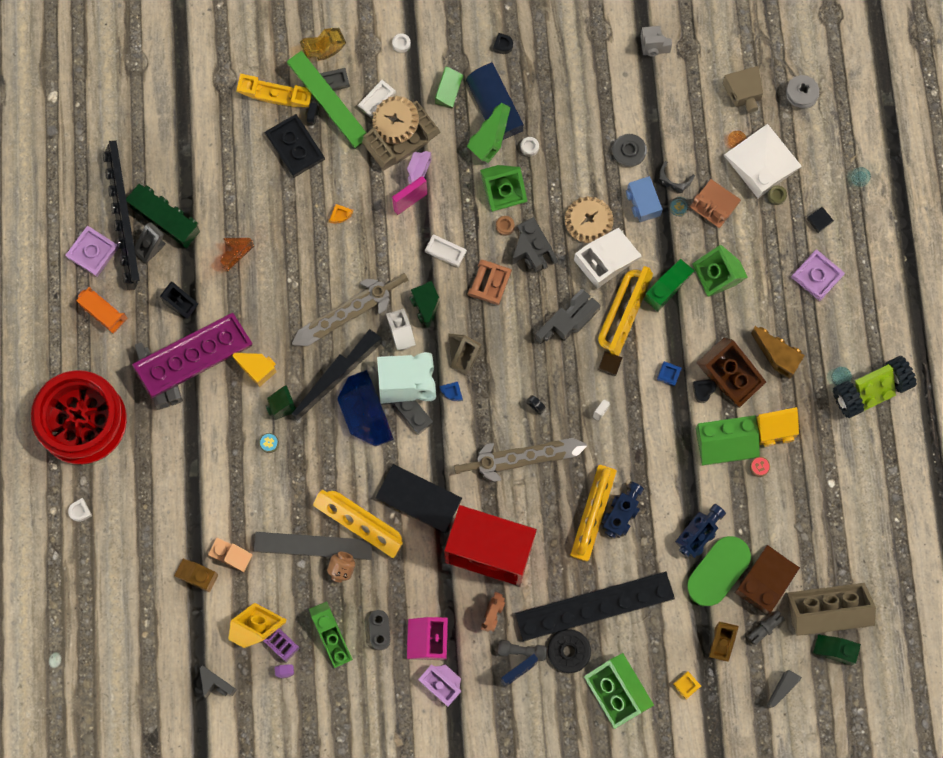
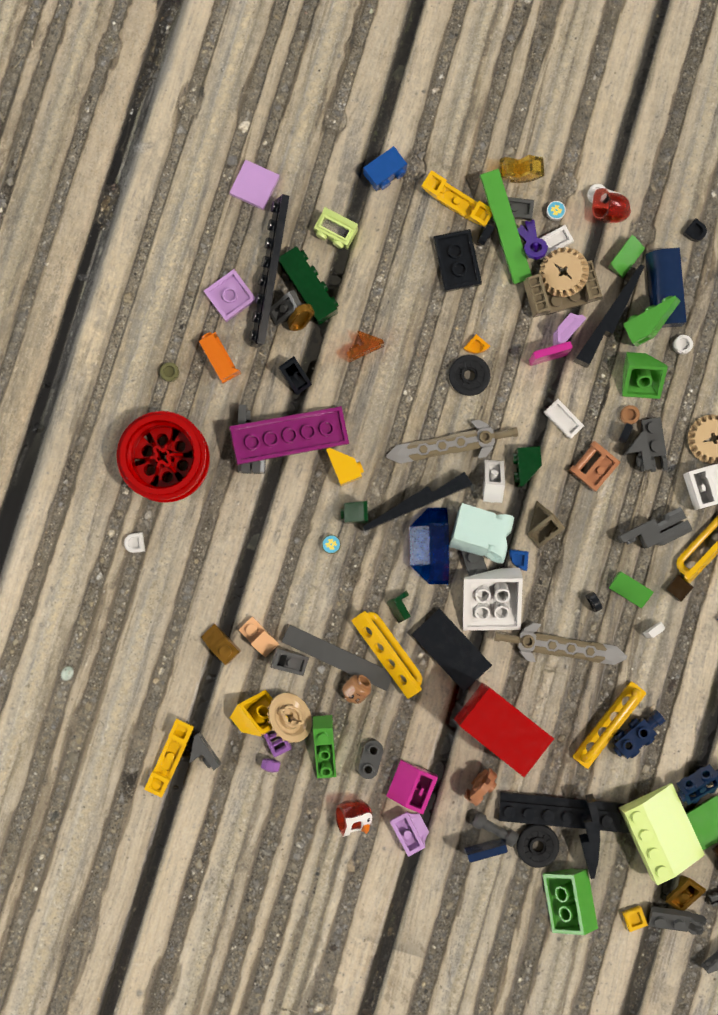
camera: 25 degrees right, 10 degrees up
(58, 341) = (169, 372): none -> olive tile
(80, 144) = (254, 185): none -> lavender tile
(165, 245) = (300, 317): none -> pearl gold tile
(170, 156) = (335, 228): none -> yellowish green window
(183, 700) = (169, 758): none -> yellow slope
(198, 88) = (385, 169): none -> blue brick
(267, 565) = (289, 662): none -> dark grey slope
(297, 615) = (299, 713): none -> tan gear
(339, 232) = (465, 386): none -> black wheel
(354, 477) = (398, 607): none -> dark green tile
(359, 107) = (535, 247): none -> dark purple piece
(369, 70) = (555, 211): none -> tile
(381, 688) = (353, 816): none -> clear red piece
(422, 51) = (613, 211): none -> clear red piece
(440, 437) = (493, 600): none -> white slope
(453, 150) = (609, 321): none -> black slope
(506, 241) = (626, 432): none -> black tile
(565, 381) = (630, 589): none -> bright green slope
(616, 624) = (591, 839): none -> black slope
(679, 591) = (662, 833): none -> yellowish green slope
(725, 670) = (676, 920): none -> dark grey hinge

